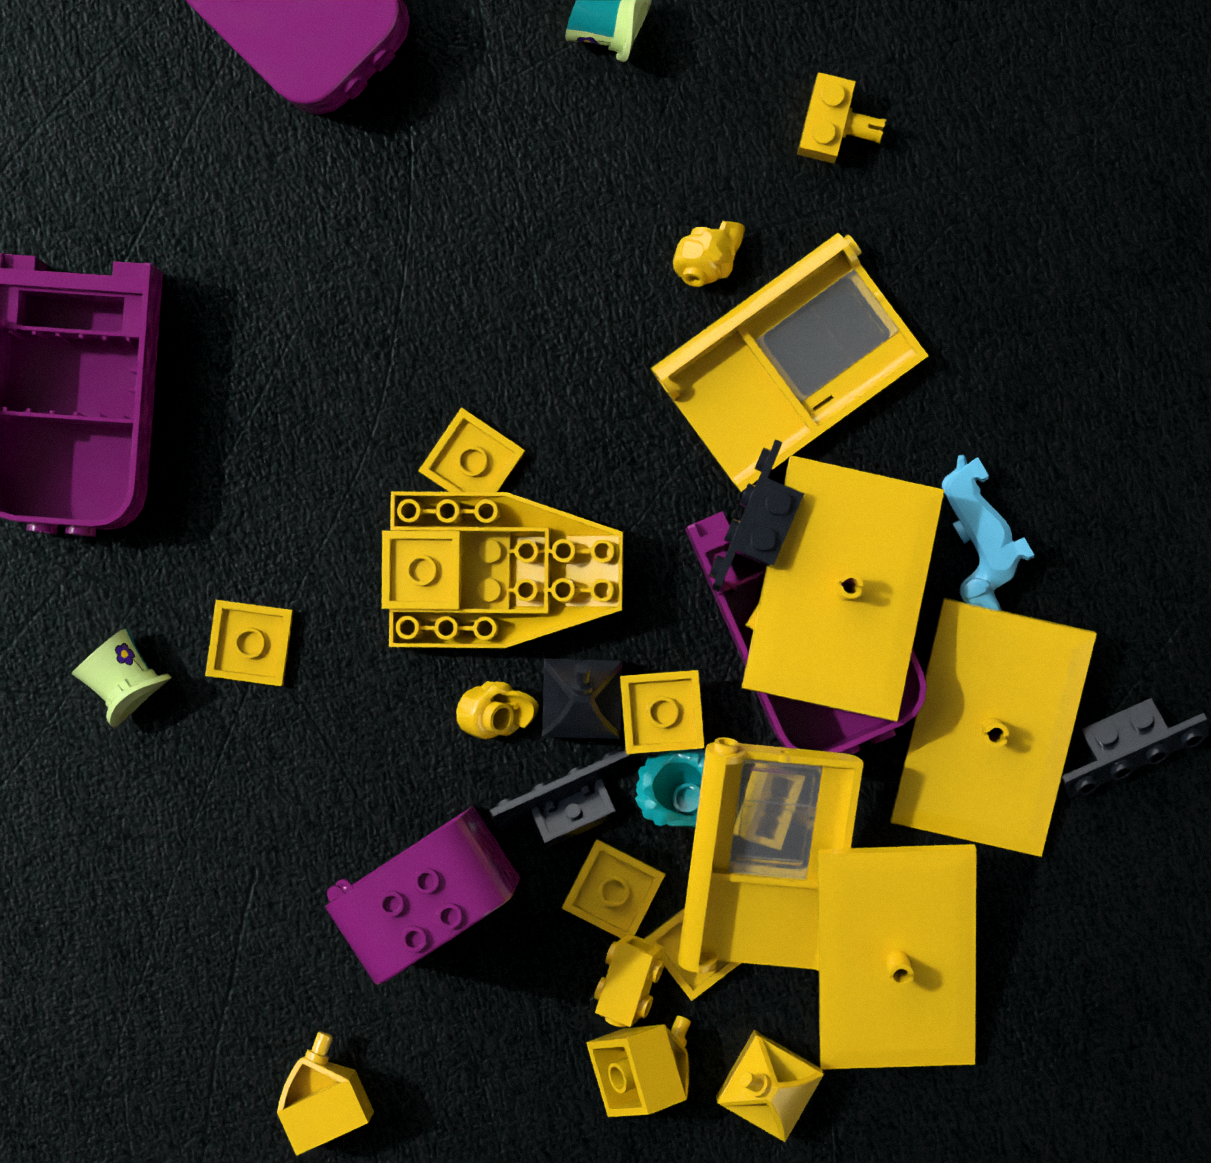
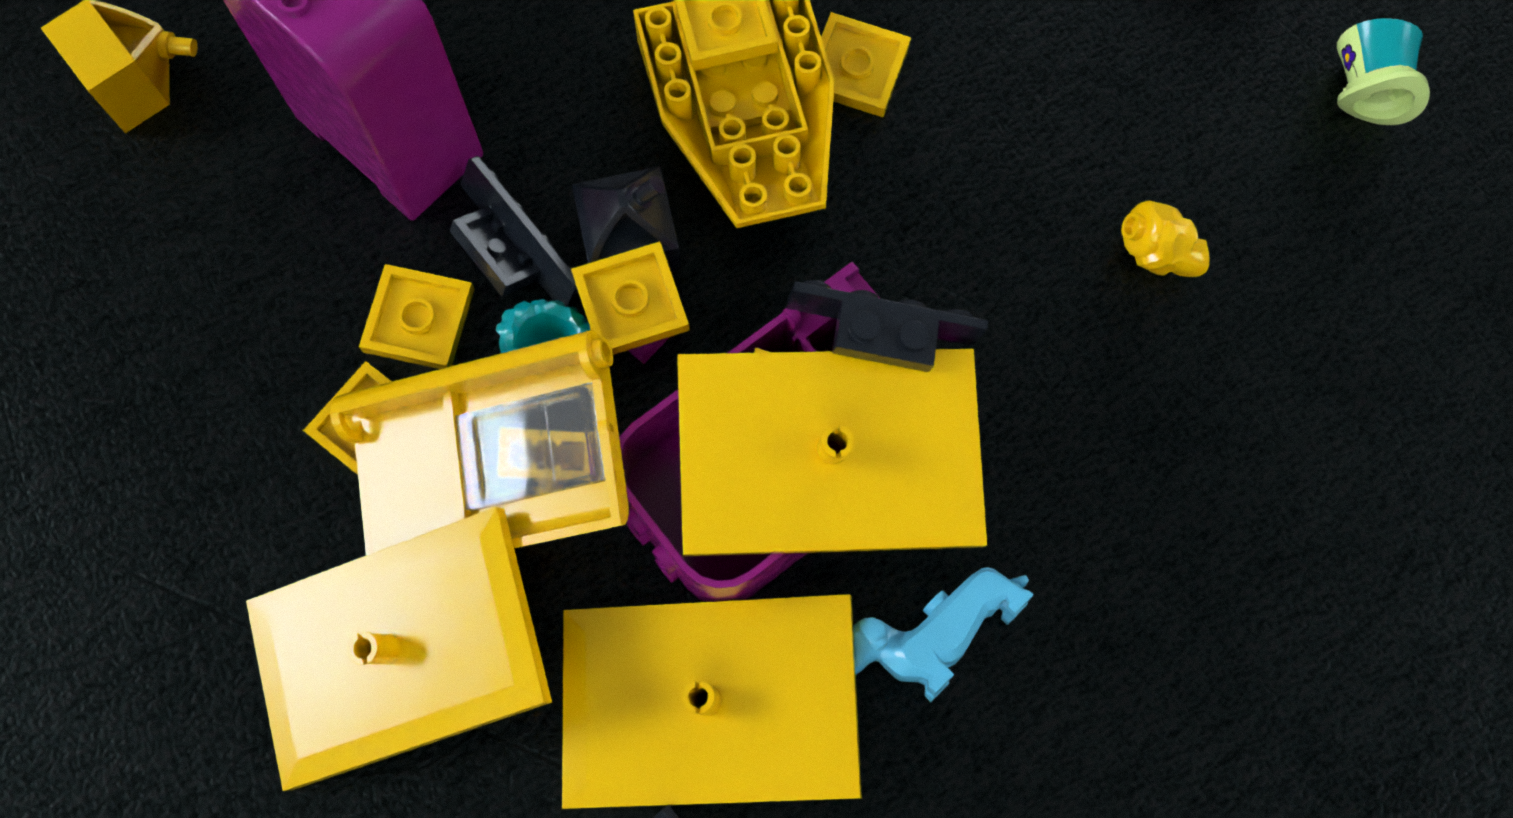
camera: 70 degrees right, 15 degrees down
(495, 710) = (589, 137): yellow head -> none
(626, 988) = (311, 348): yellow brick -> none
(642, 1068) = (209, 390): yellow piece -> none
(769, 1085) = (212, 540): yellow piece -> none
(783, 353) = (1085, 355): yellow piece -> none
(832, 118) = (1362, 332): yellow brick -> none

